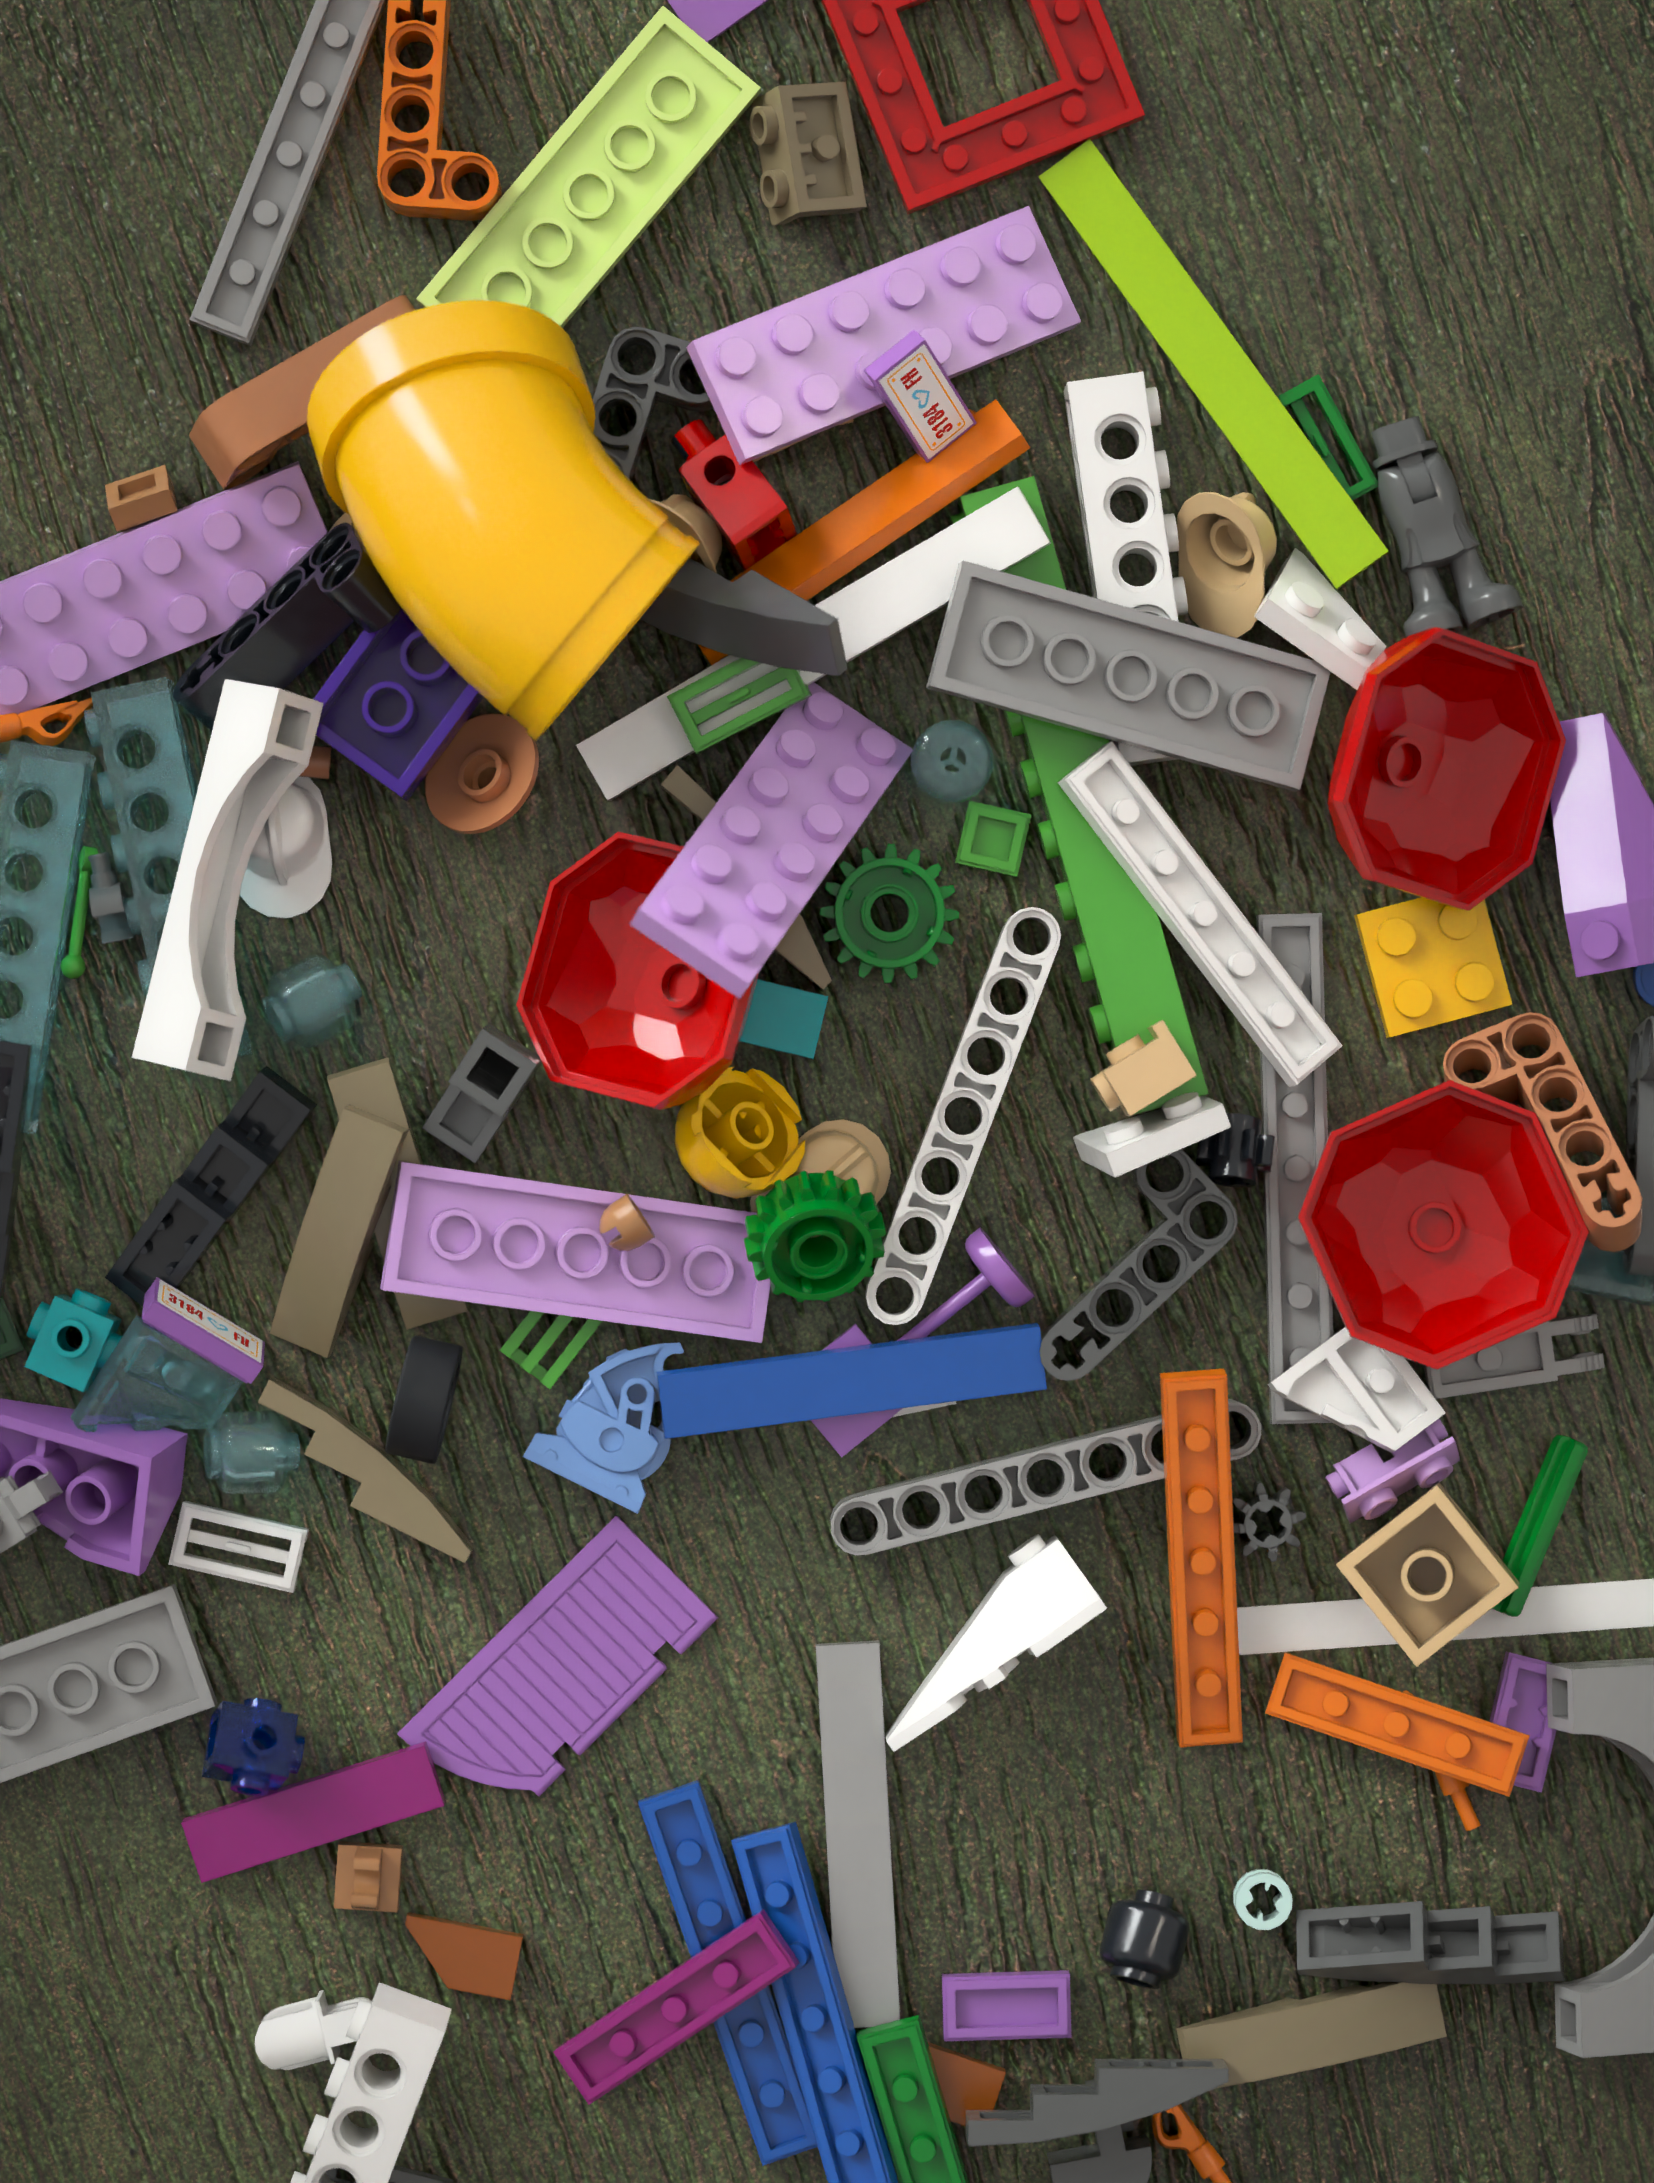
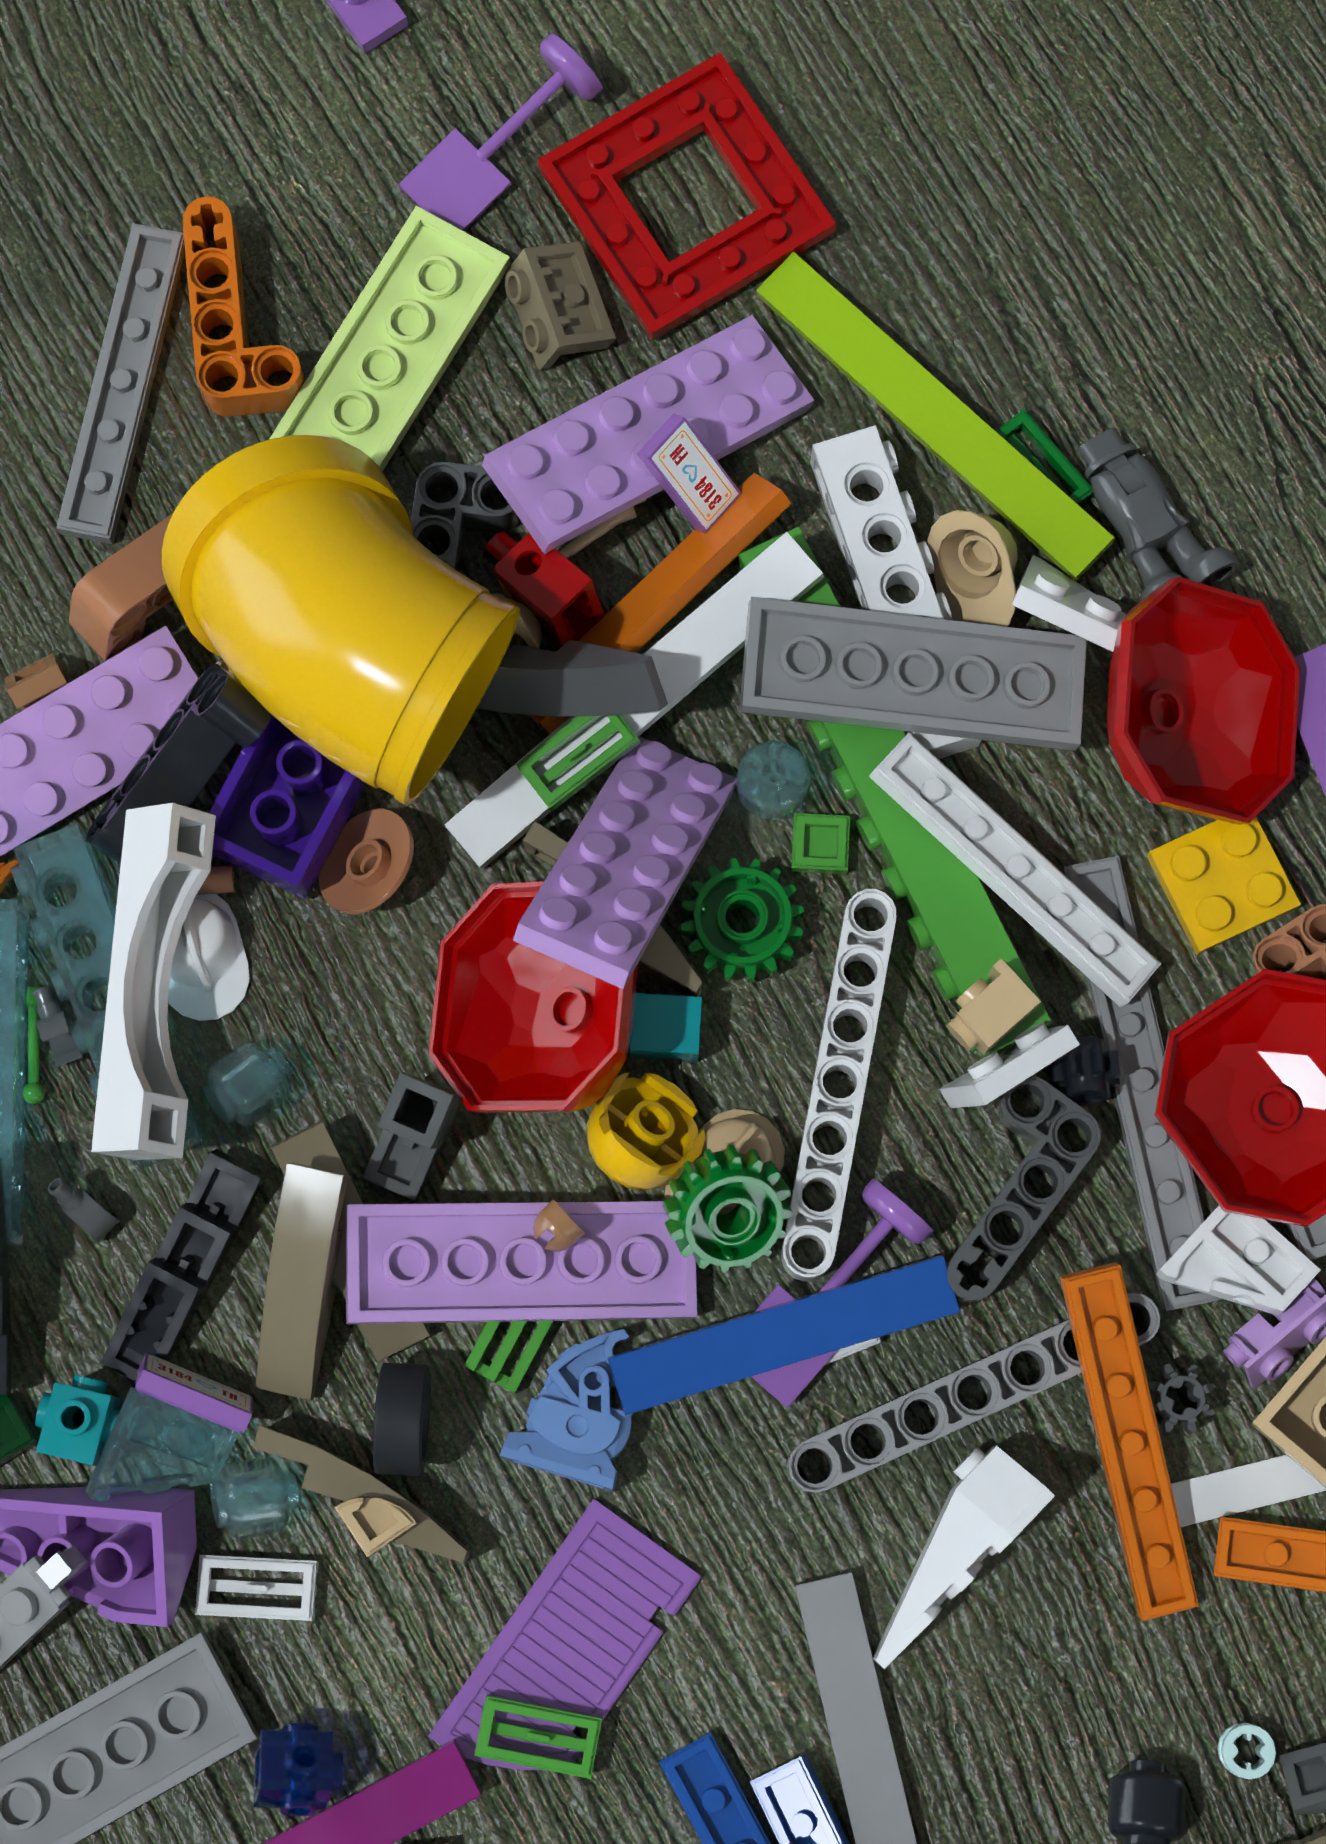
camera: 10 degrees left, 10 degrees down
(110, 1108) = (83, 1209): none -> dark grey piece
(377, 1504) = (375, 1521): none -> tan tile
(523, 1731) = (587, 1745): none -> bright green tile

